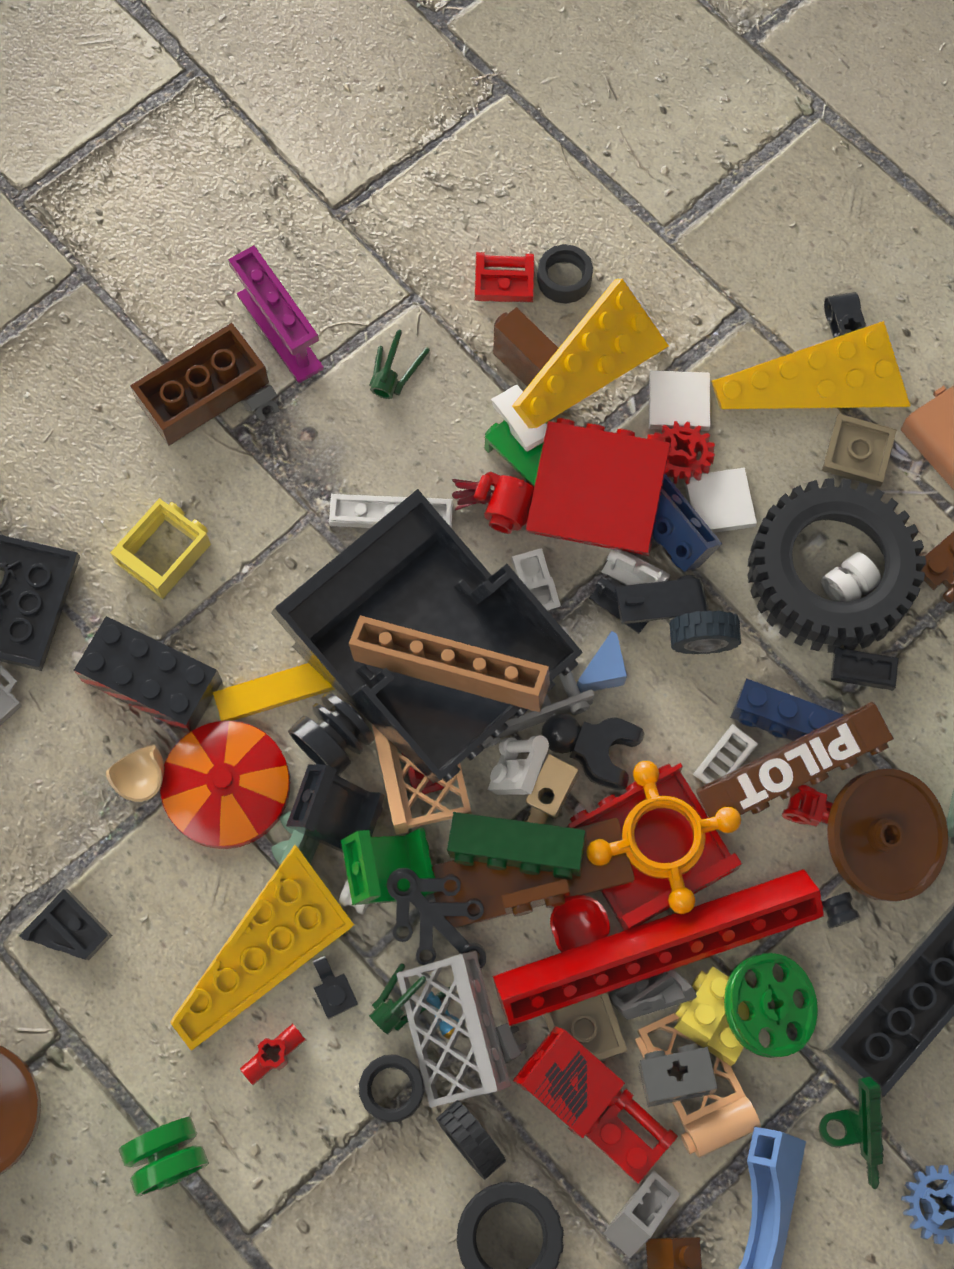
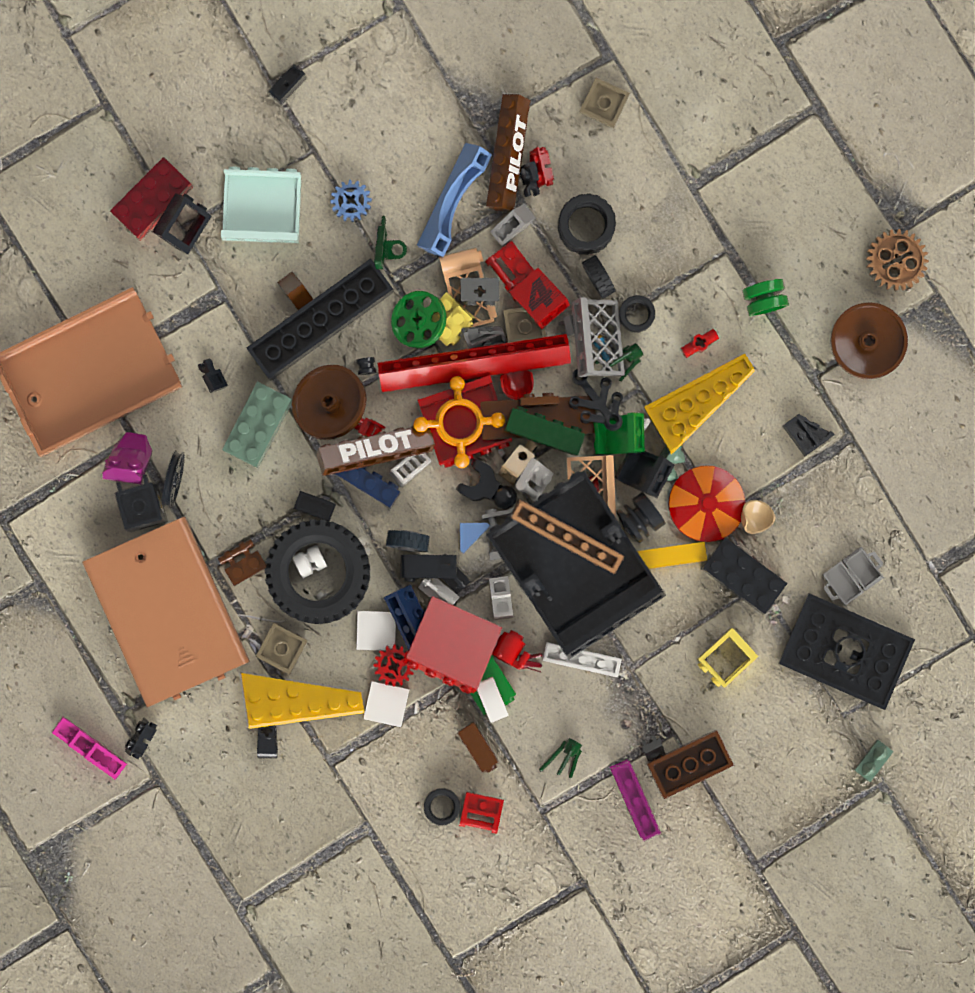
camera: 170 degrees left, 15 degrees up
(335, 992) = (660, 372): black plate -> none
(600, 349) = (430, 739): yellow wing -> none

